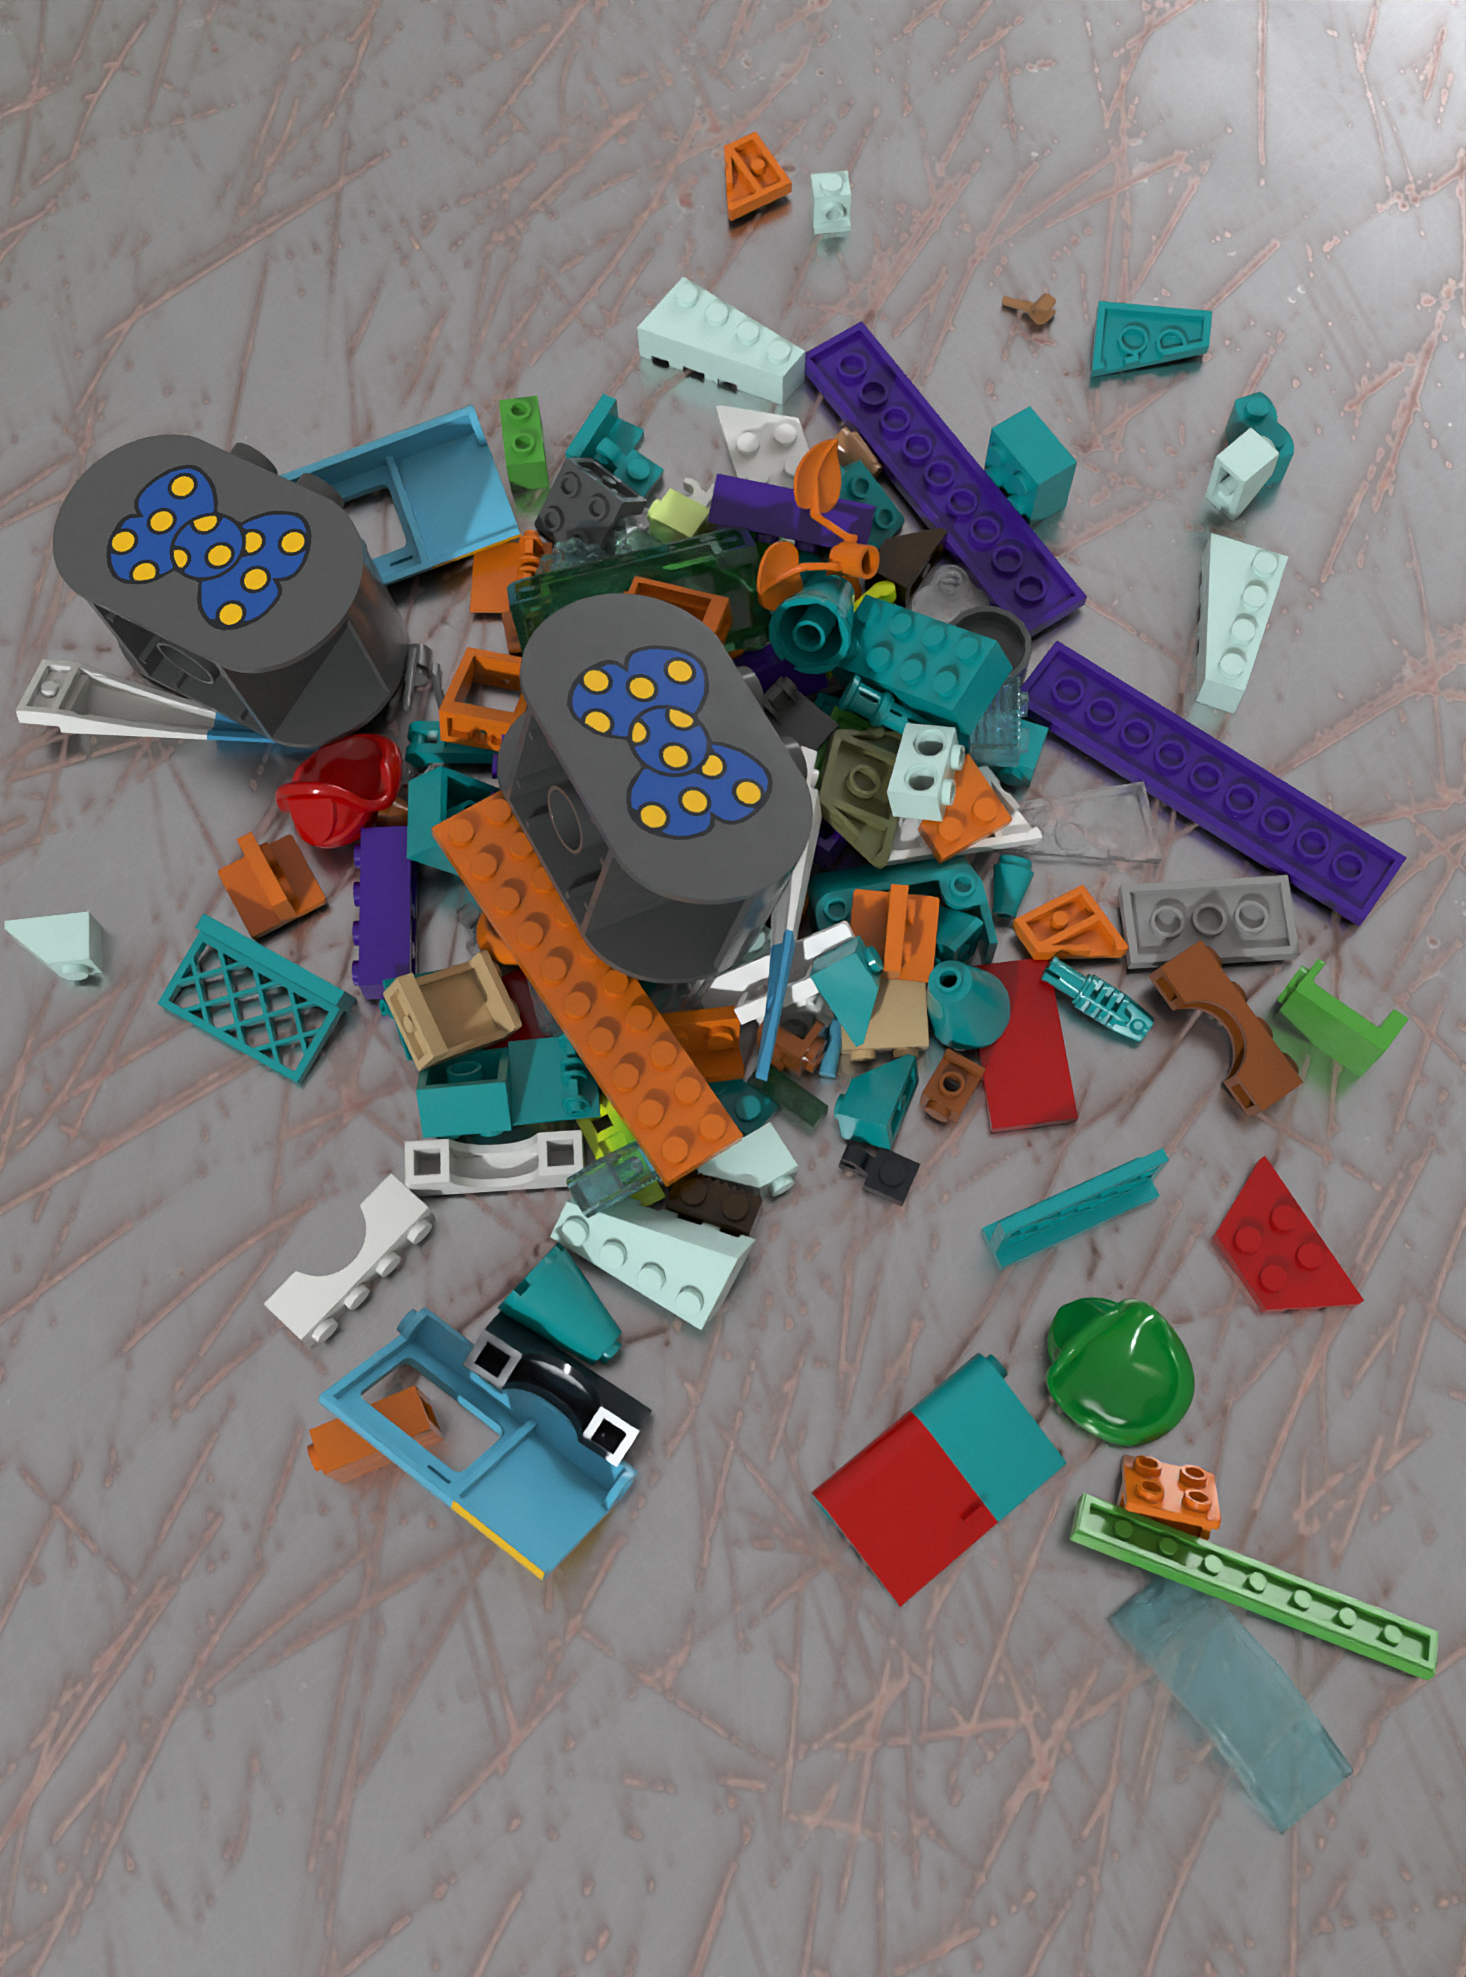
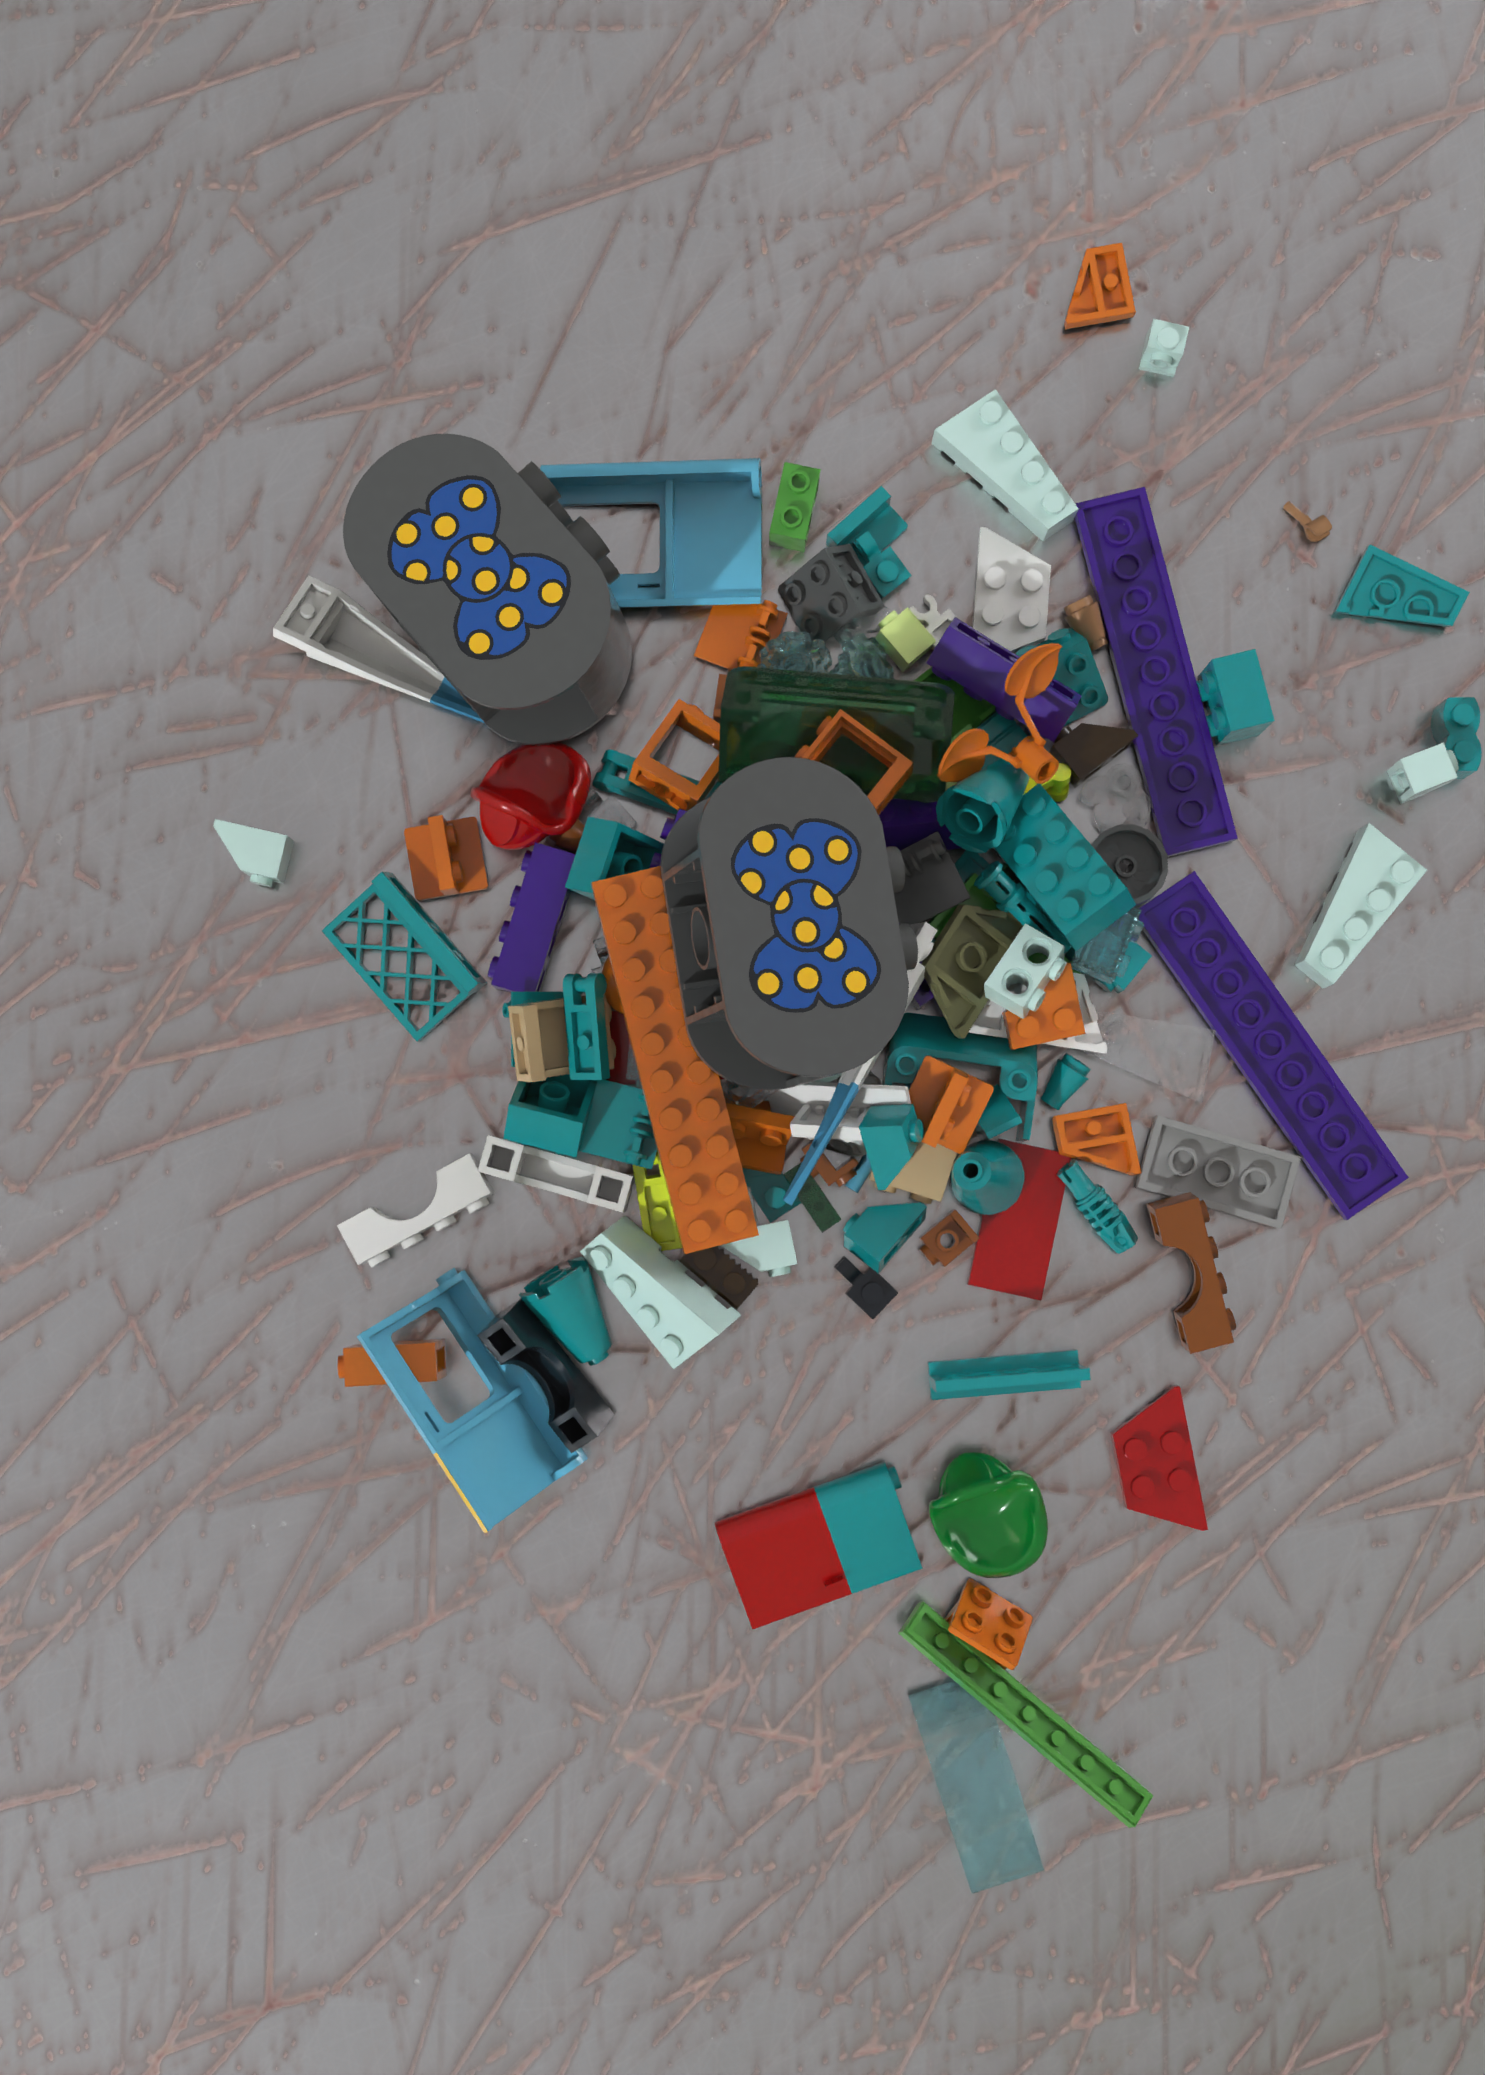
camera: 20 degrees right, 15 degrees up
(416, 673) = (631, 698): dark grey plant -> none
(476, 987) = (586, 1026): none -> teal plate
(611, 1179) = (642, 1231): clear light blue brick -> none
(1333, 1024) = (1294, 1329): bright green panel -> none

